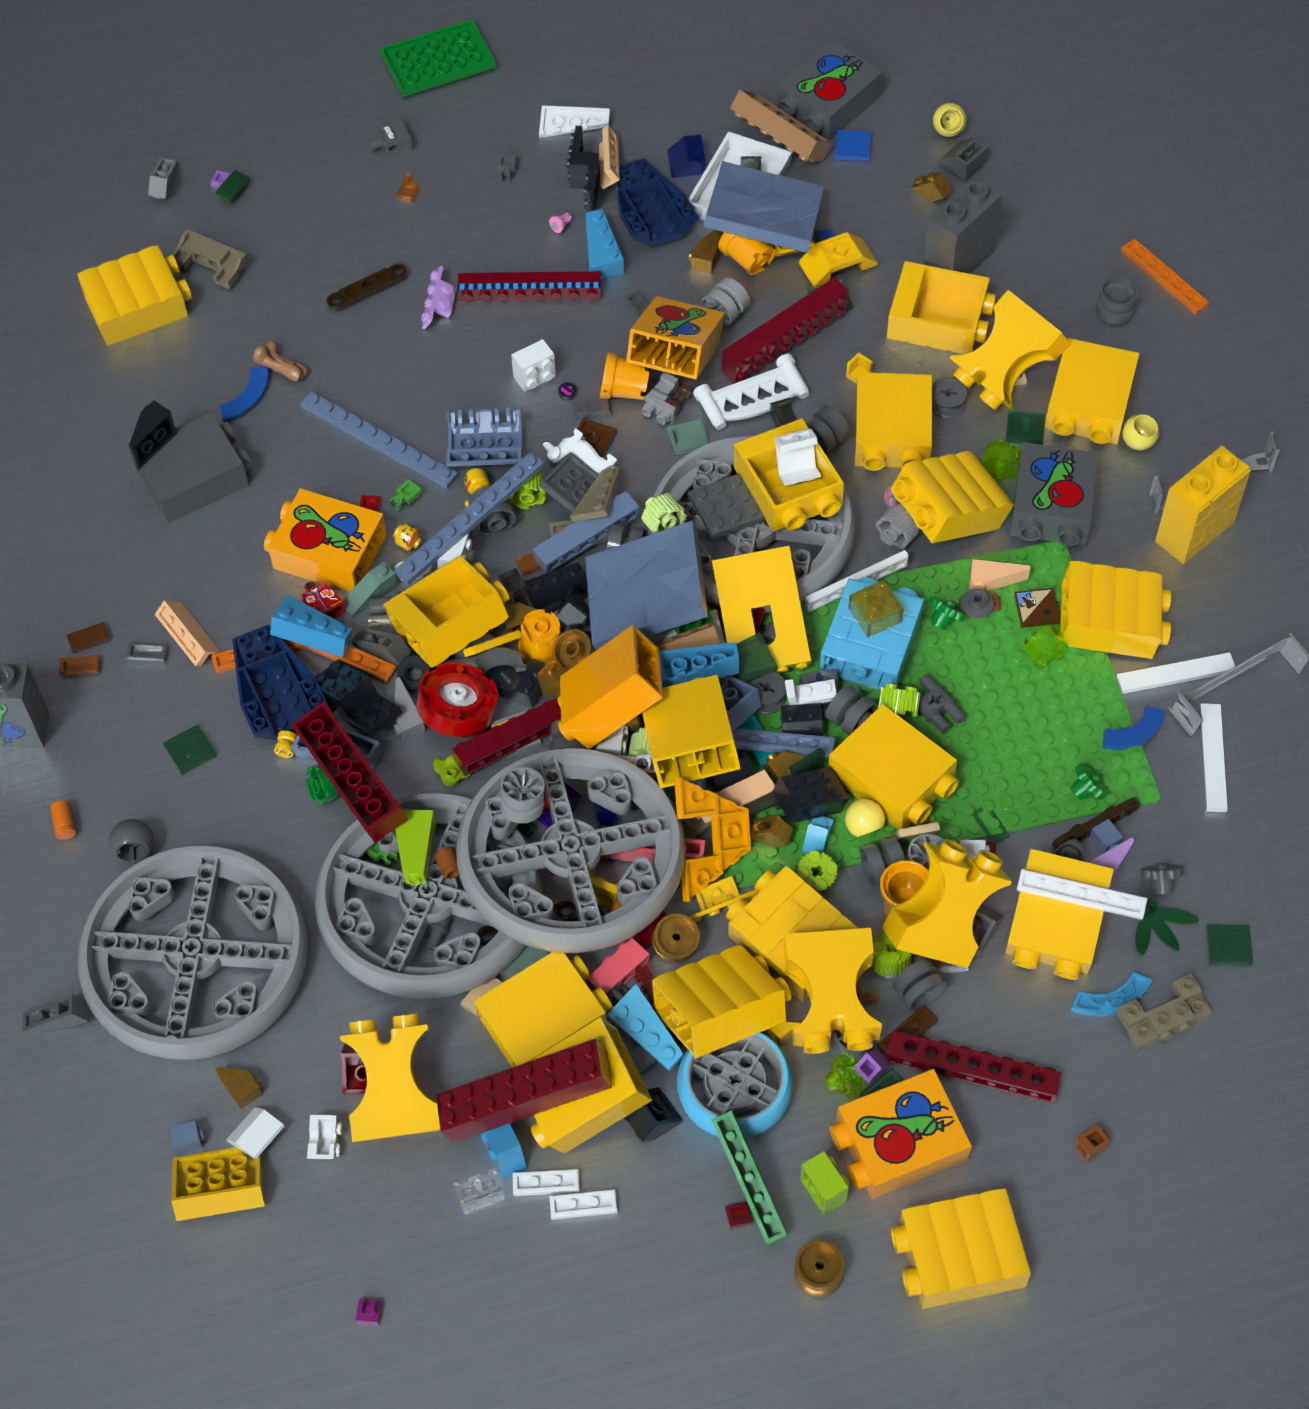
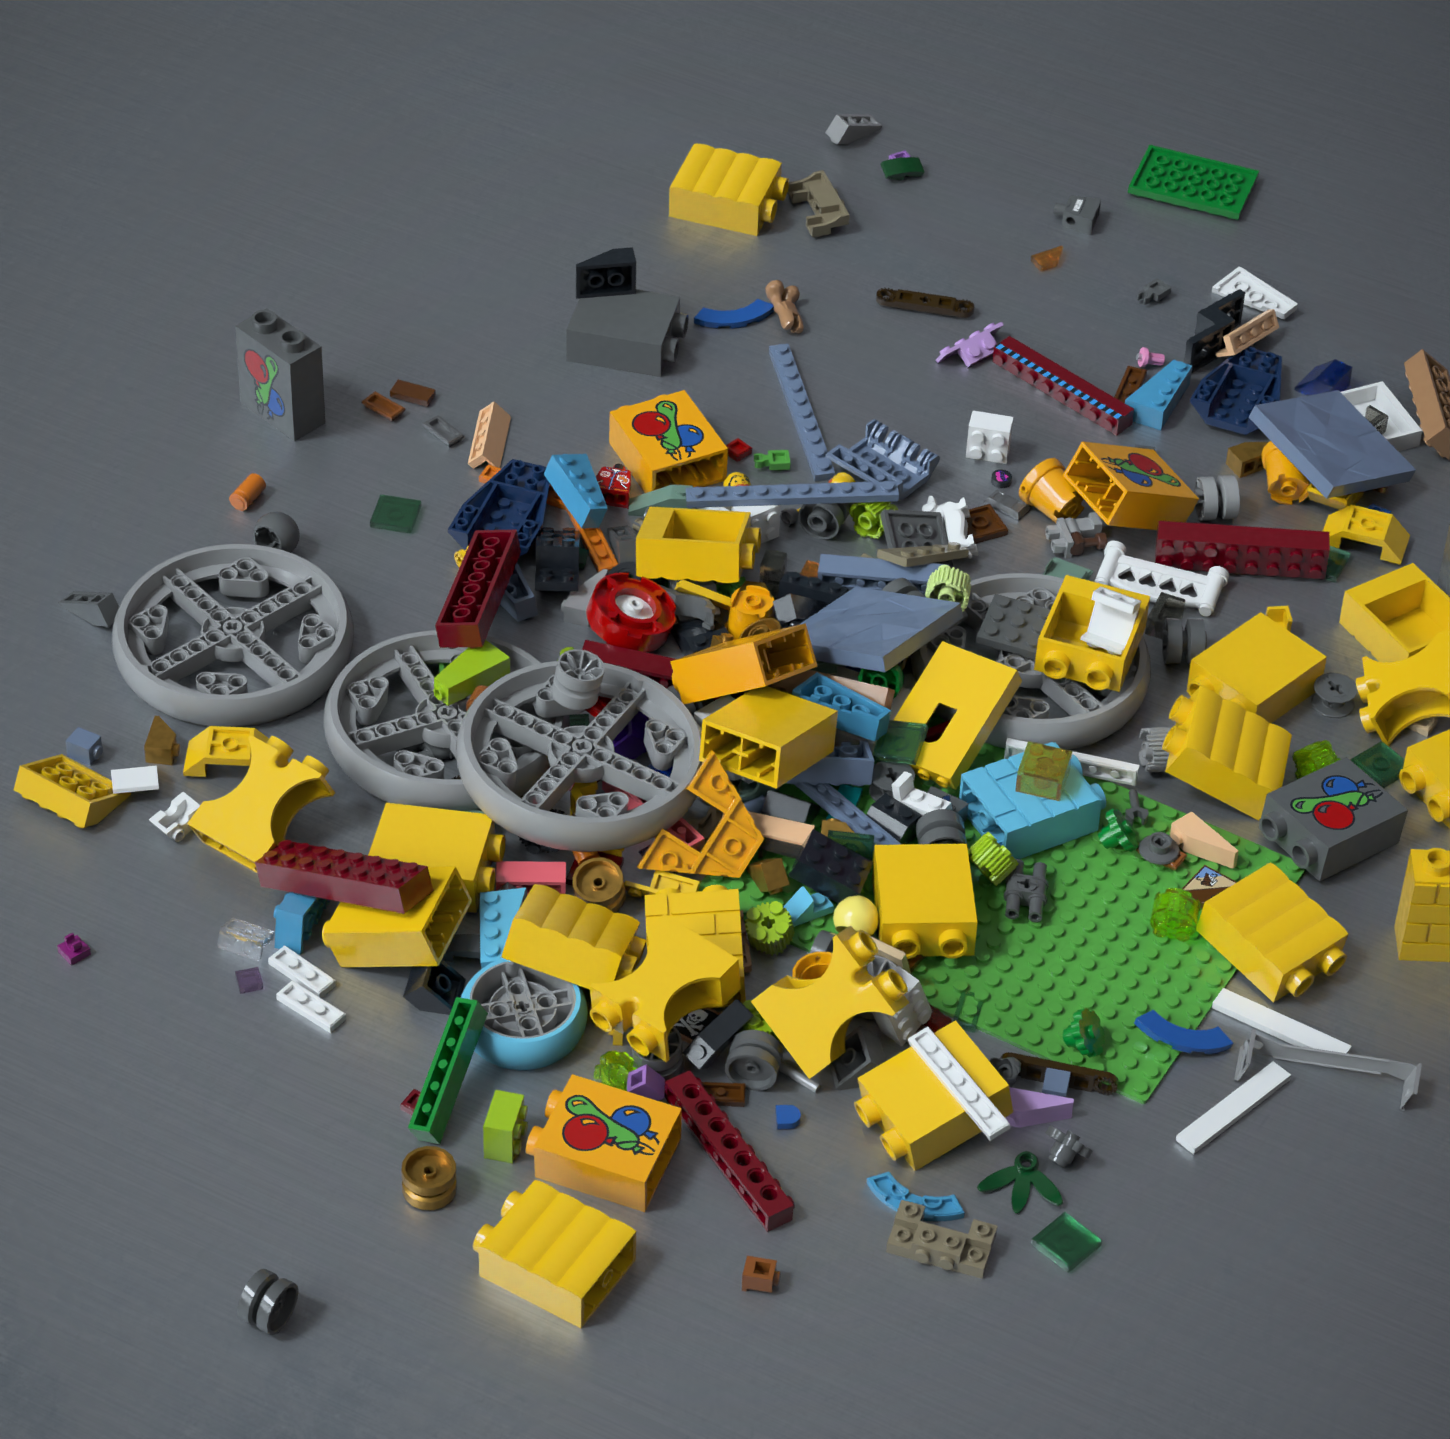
camera: 40 degrees right, 15 degrees down
(298, 1051) = (219, 747): none -> yellow slope
(518, 1222) = (249, 980): none -> clear purple tile
(570, 253) = (1131, 381): none -> reddish brown tile
(882, 987) = (718, 1035): none -> black slope
(929, 584) = (1136, 810): none -> dark grey bar
(973, 1005) = (787, 1116): none -> blue tile

